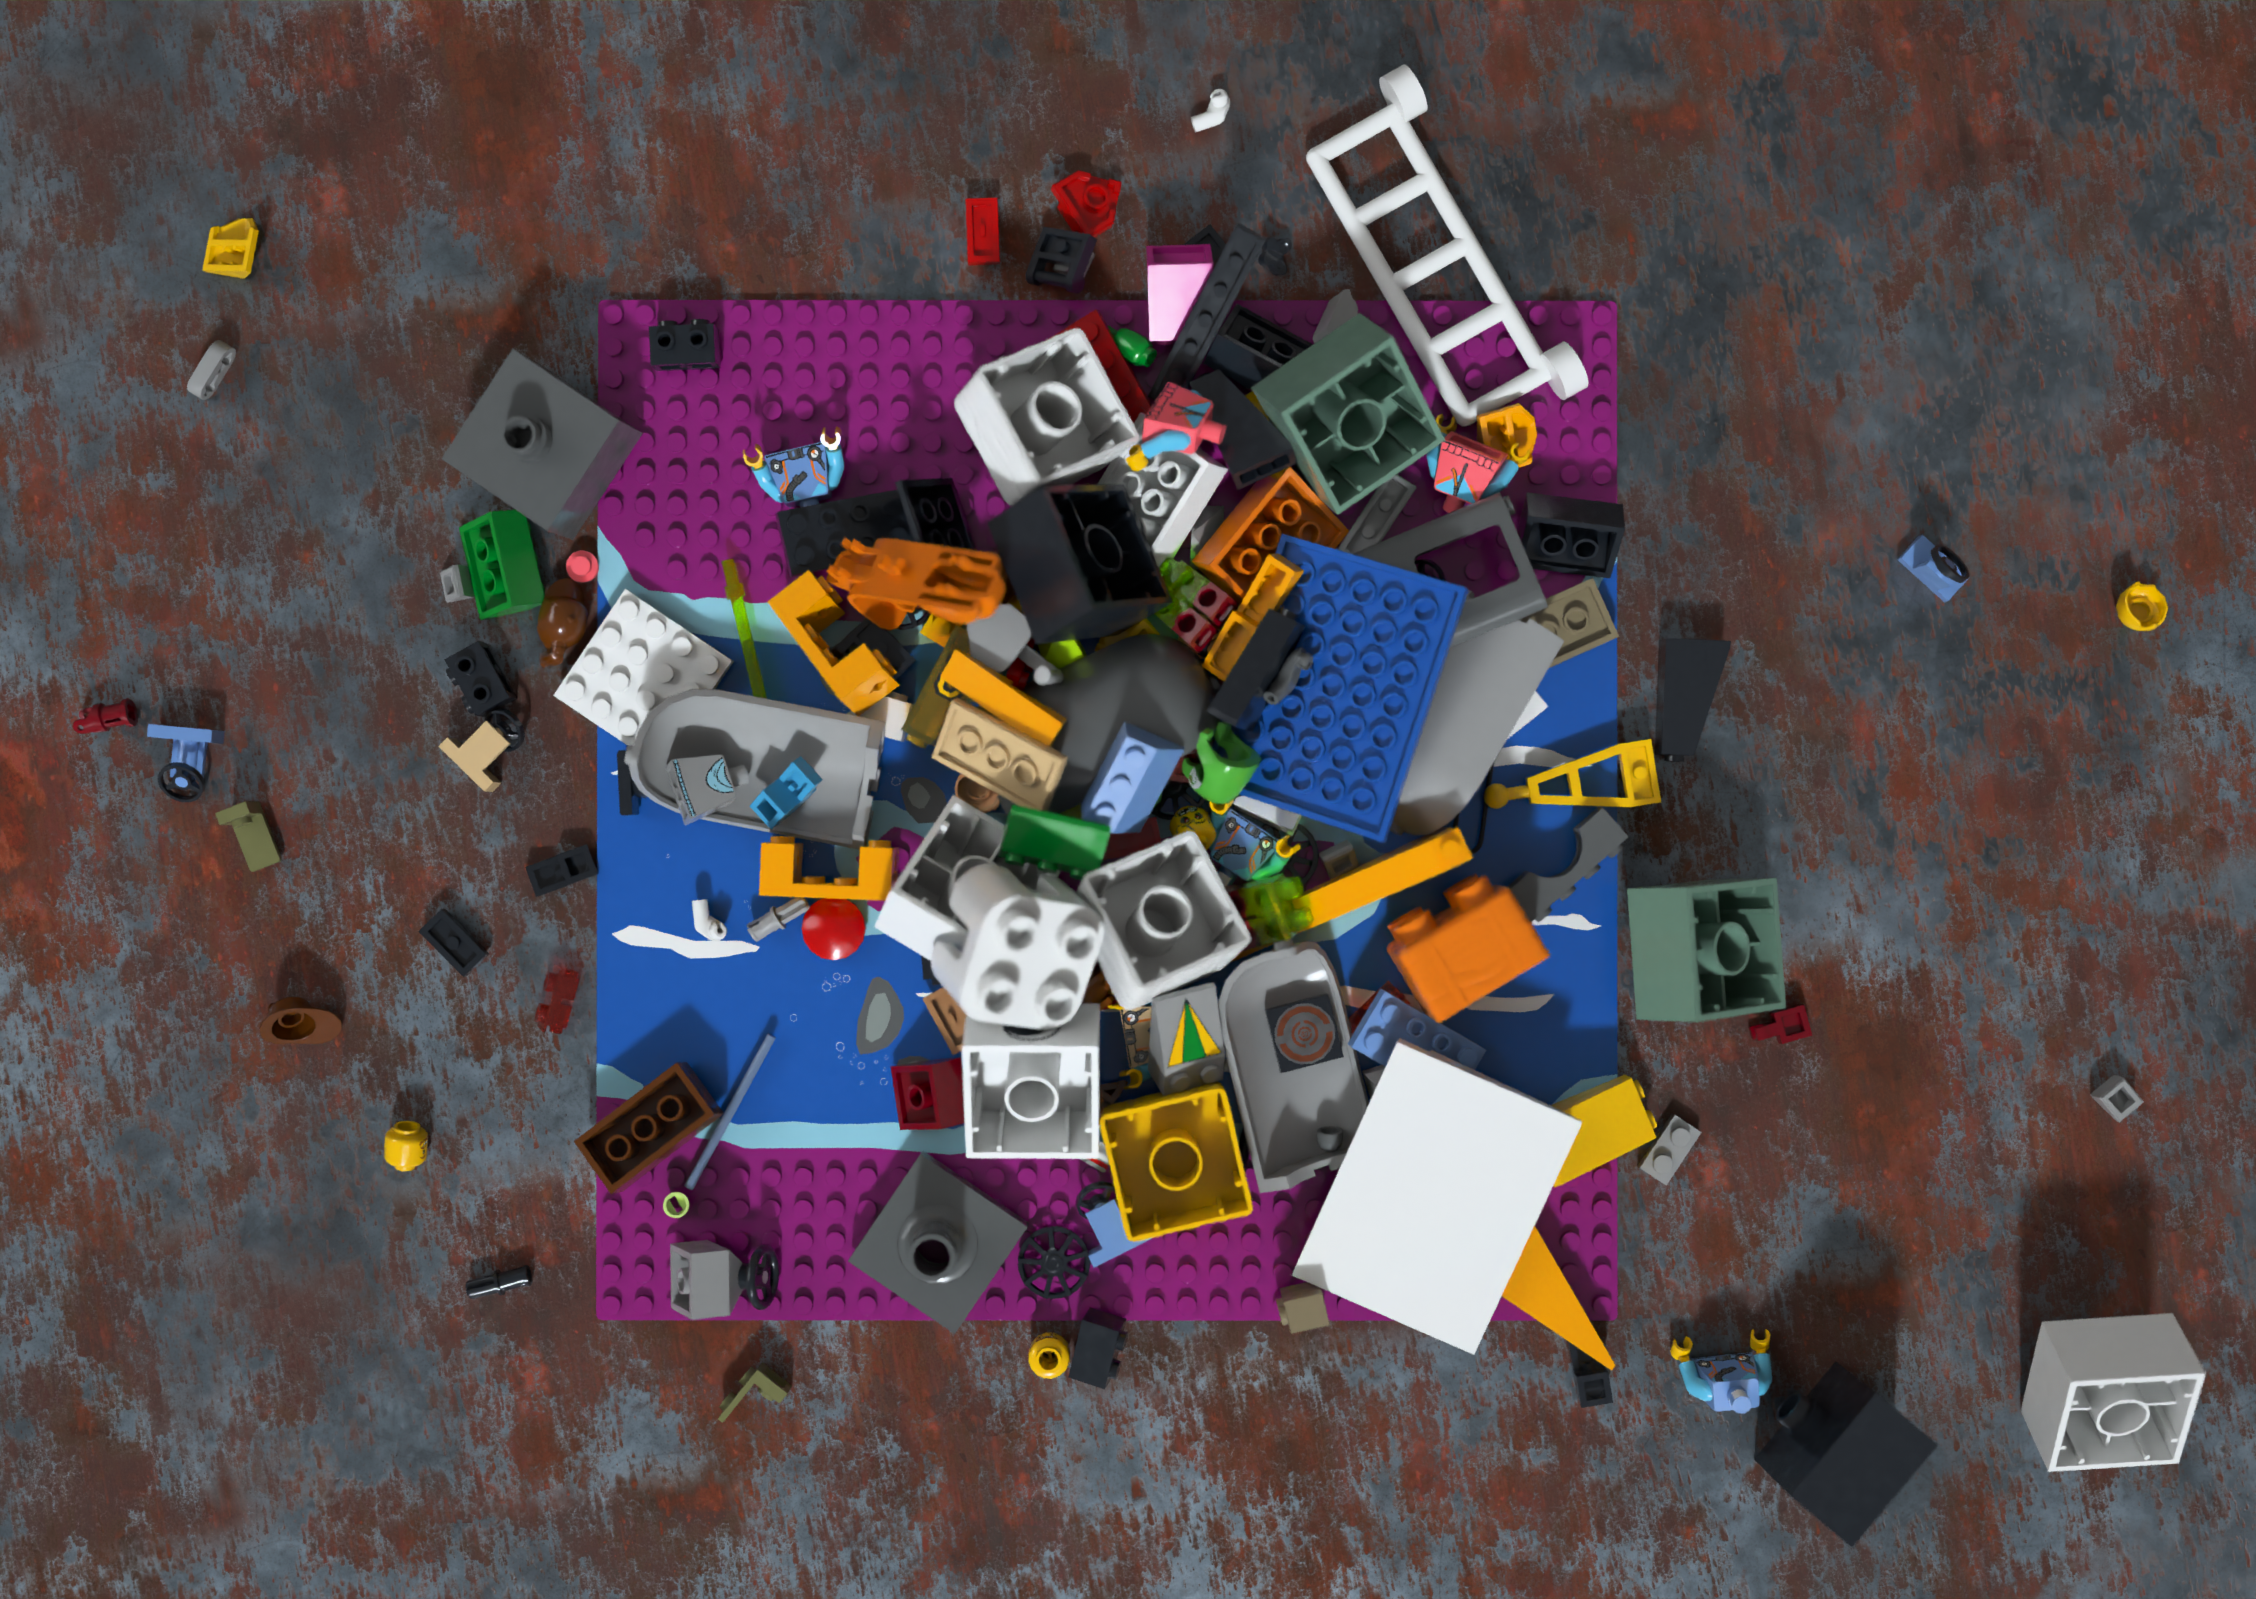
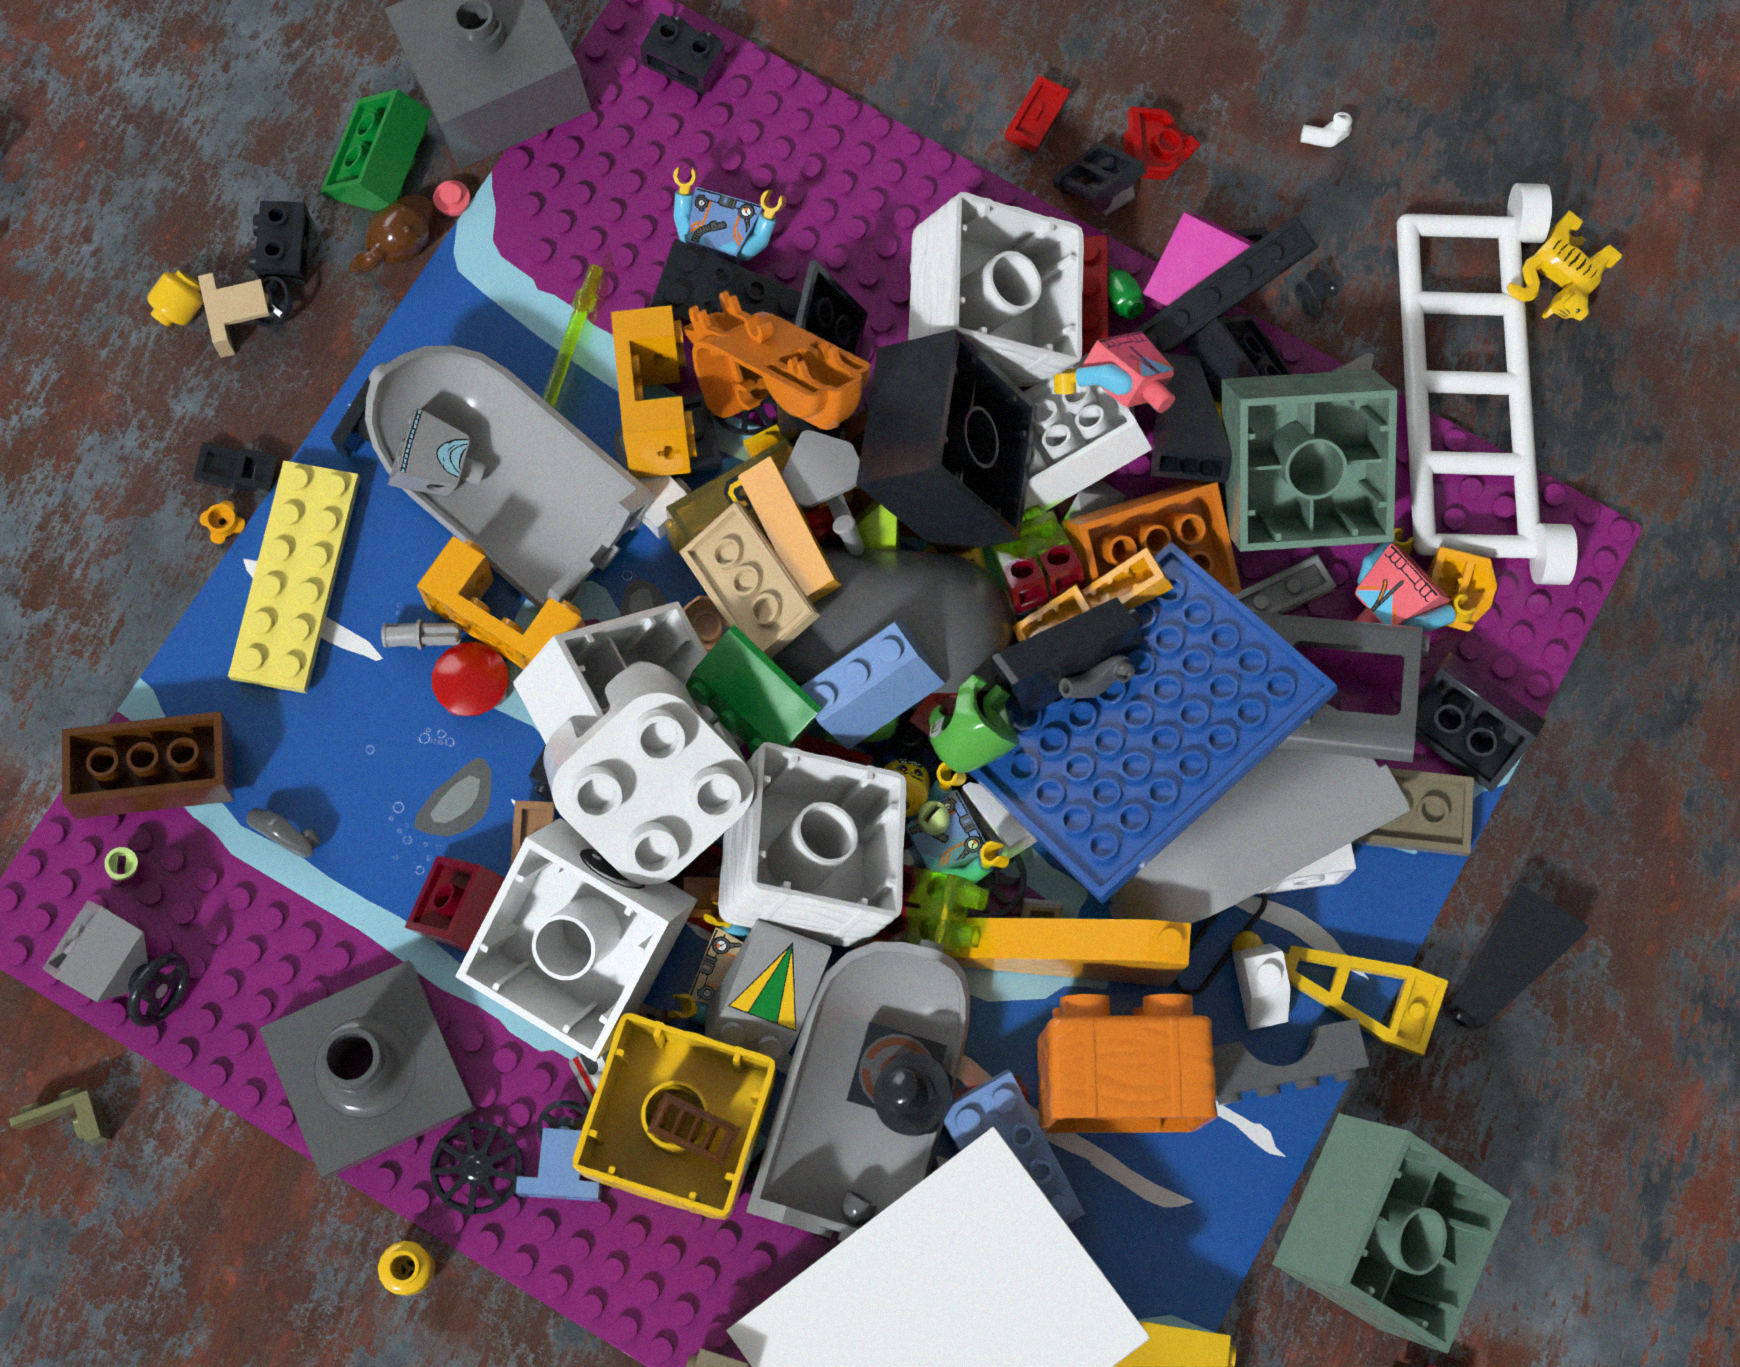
camera: 25 degrees right, 15 degrees down
(431, 770) = (175, 298): none -> yellow head
(453, 942) = (81, 474): black plate -> none
(457, 583) = (321, 146): light grey slope -> none
(557, 987) = (132, 599): clear red hinge -> none
(570, 920) = (221, 511): none -> light orange plate
(635, 665) = (442, 303): white plate -> none
(659, 927) = (294, 577): none -> light yellow plate
(706, 924) = (343, 599): white arm -> none
(730, 1111) = (240, 804): sand blue axle -> none
(773, 1117) = (283, 833): none -> dark grey arm
(786, 793) = (510, 515): dark azure brick -> none
(1098, 1347) = (464, 1292): black brick -> none
(1174, 1184) = (662, 1113): none -> reddish brown slope
(1233, 841) = (938, 822): none -> yellowish green hinge
(1326, 1046) = (913, 1094): none -> black plate
(1455, 123) = (1567, 267): none -> yellow animal
(1522, 819) = (1263, 985): none -> white slope

